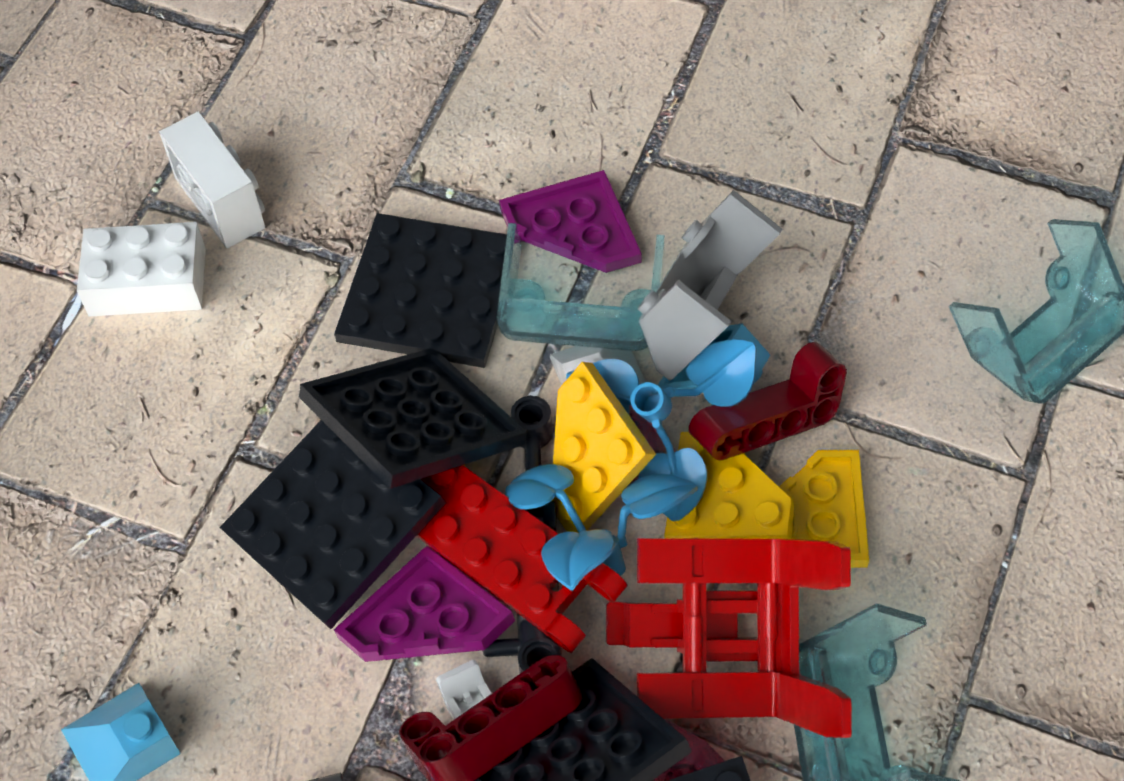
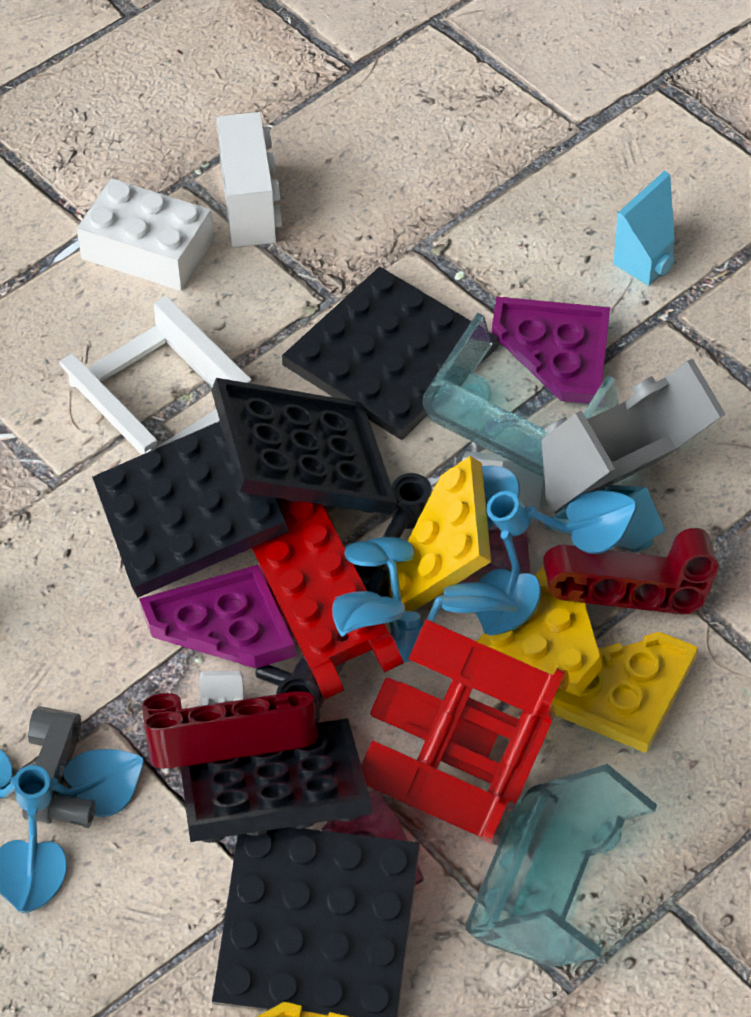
camera: 25 degrees right, 5 degrees down
(243, 358) = (185, 339): none -> white piece
(601, 91) = (647, 232): none -> medium azure slope

